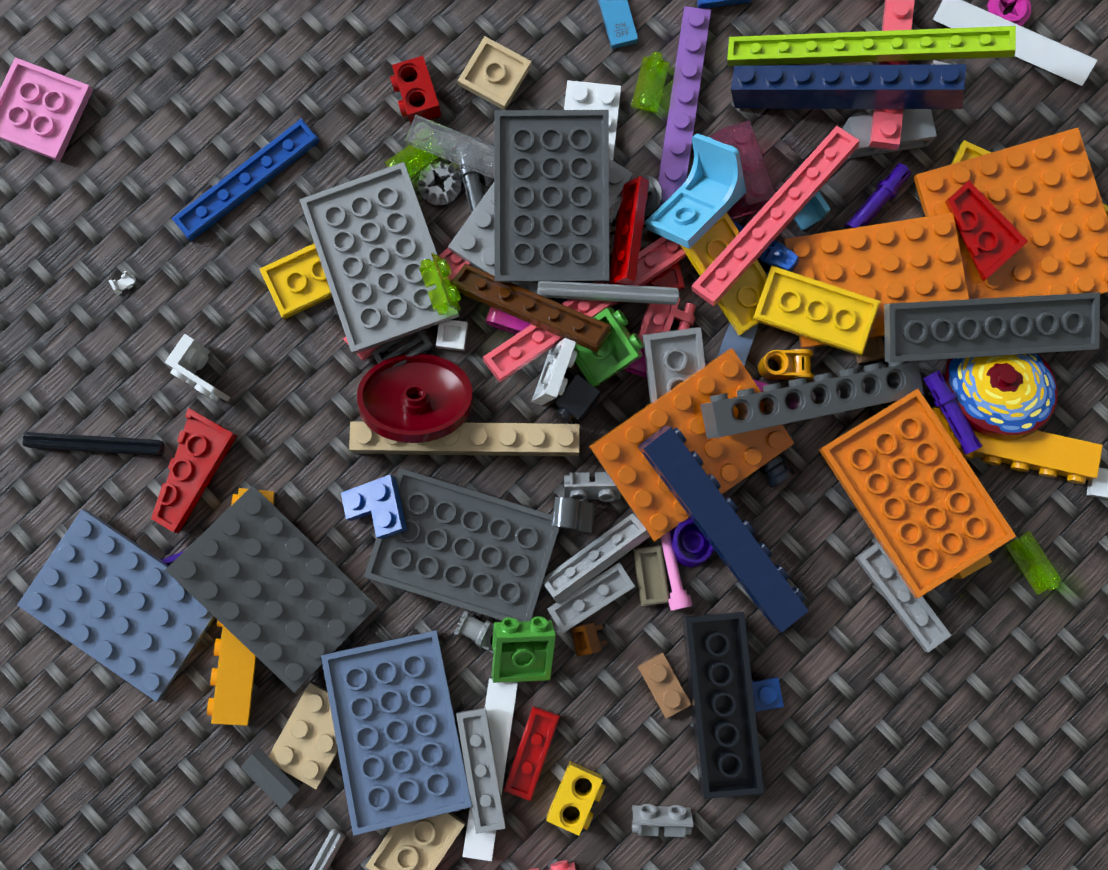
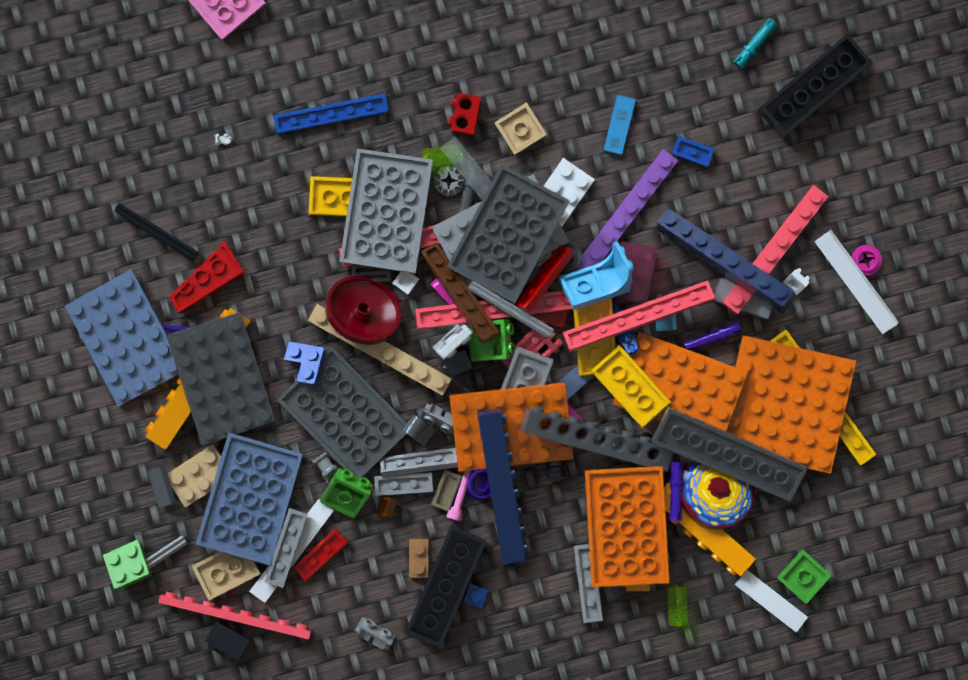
camera: 30 degrees right, 5 degrees up
(186, 360) = (241, 212): white bracket -> none
(445, 294) = (416, 243): clear neon green hinge -> none
(568, 795) = (328, 589): yellow brick -> none
(650, 83) = (614, 187): clear neon green hinge -> none
(791, 363) = (599, 410): light orange piece -> none
(873, 46) = (756, 242): lime plate -> none
(983, 229) = (760, 392): red wing -> none

